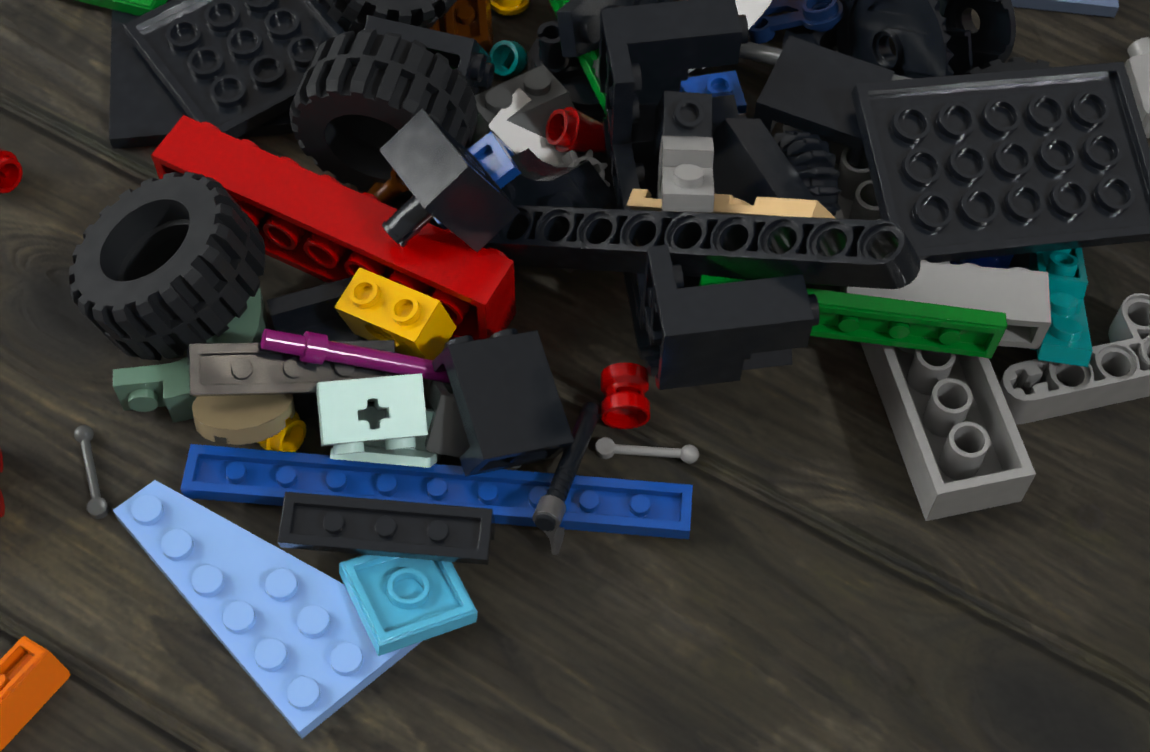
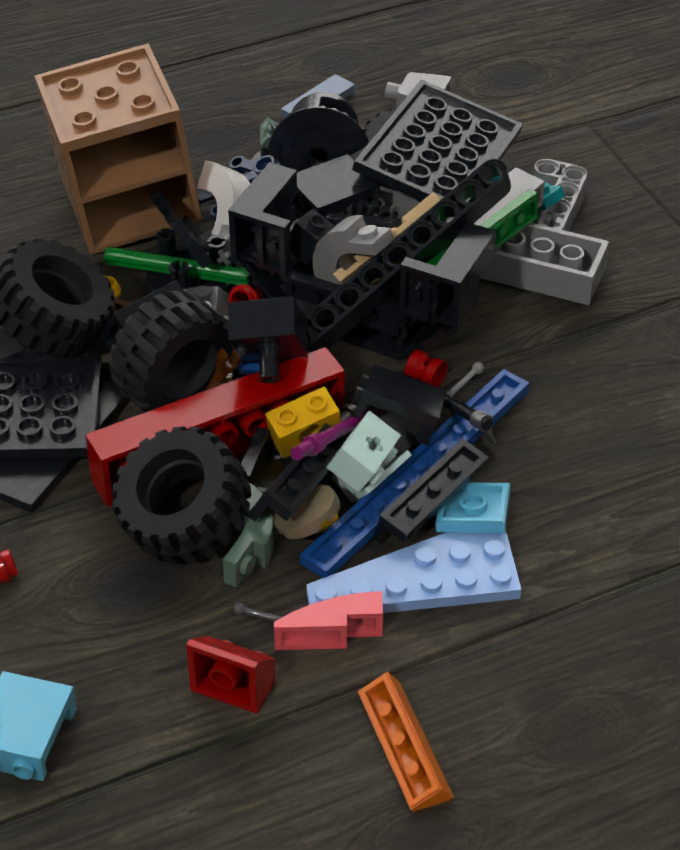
camera: 55 degrees left, 15 degrees down
(106, 545) = (331, 622): none -> coral slope

